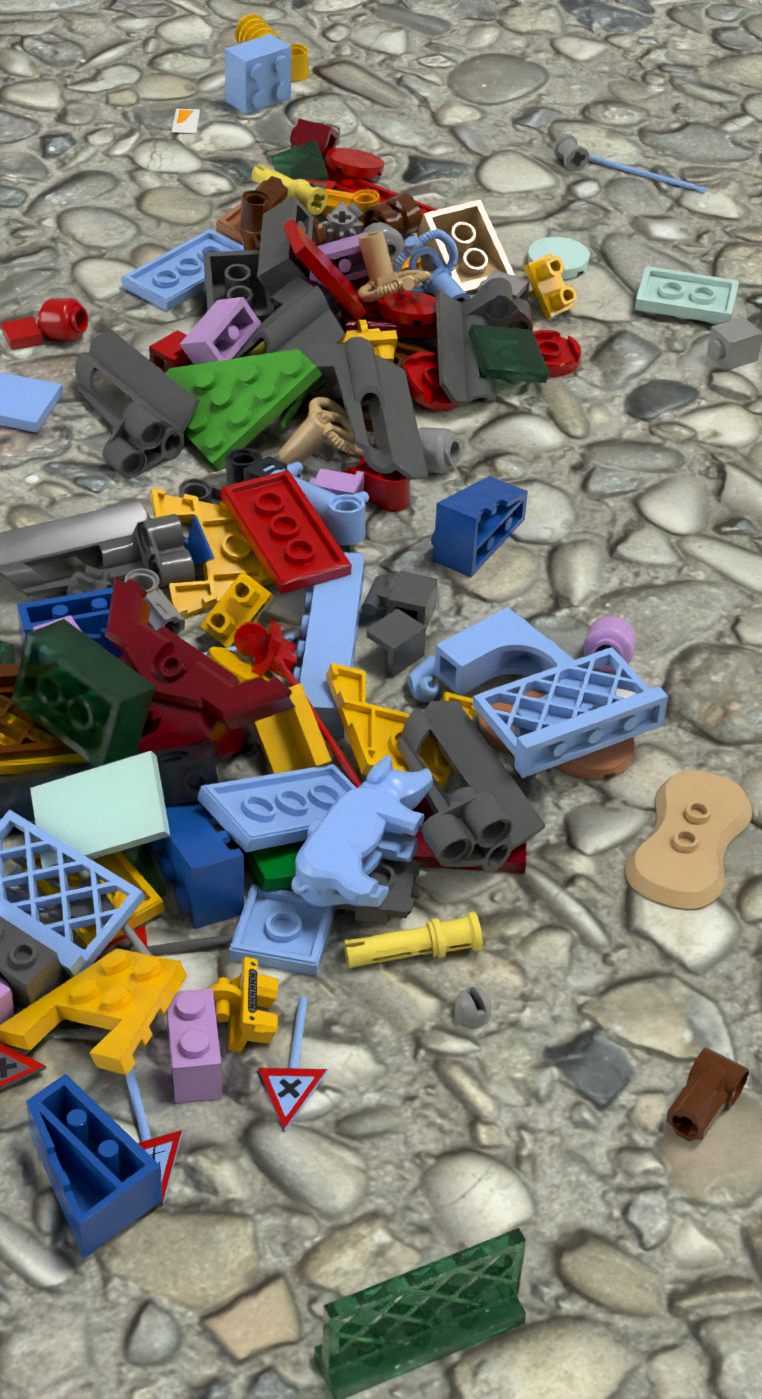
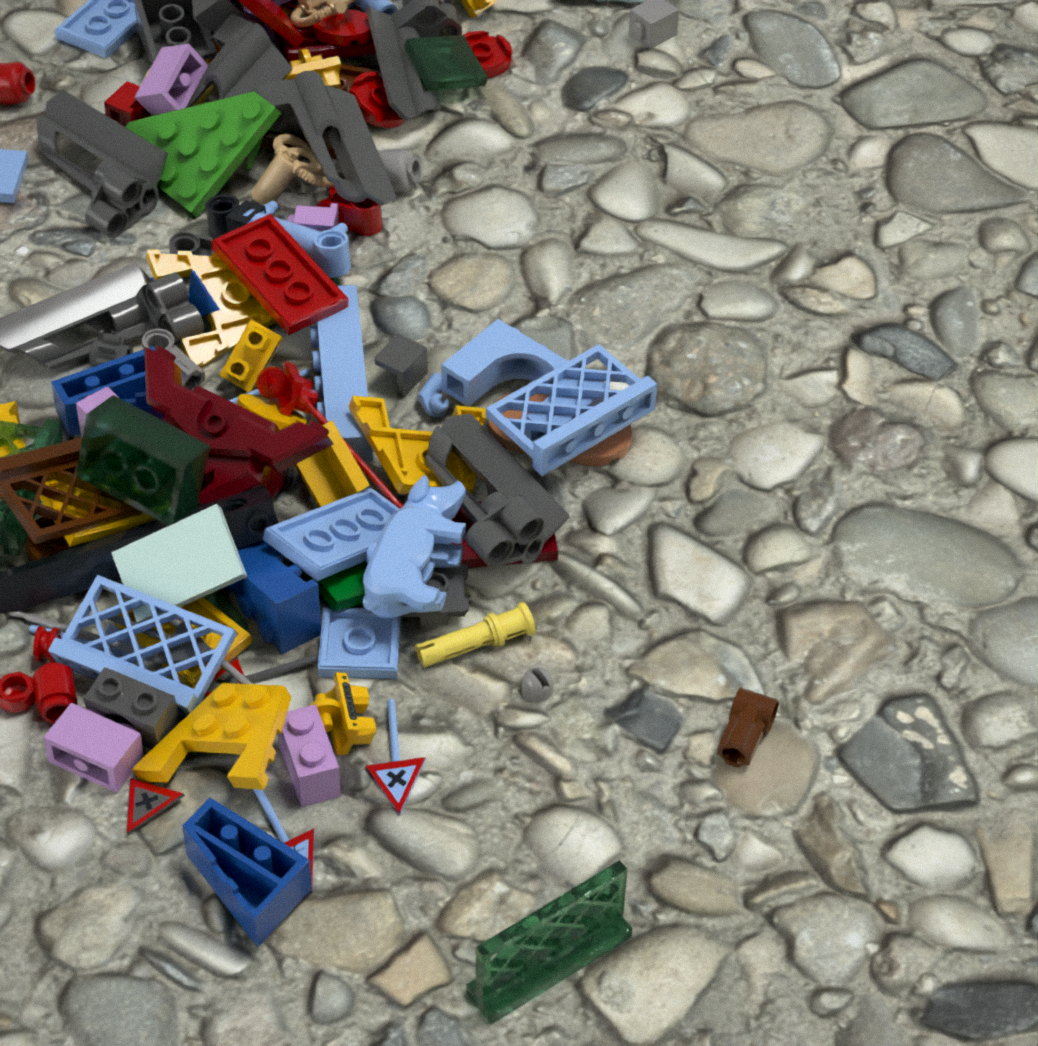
camera: 10 degrees left, 5 degrees up
(411, 594) = (406, 318): dark grey brick -> none
(476, 523) = (451, 239): blue wedge -> none
(607, 633) = (590, 331): lavender head -> none
(686, 850) = (691, 521): tan plate -> none

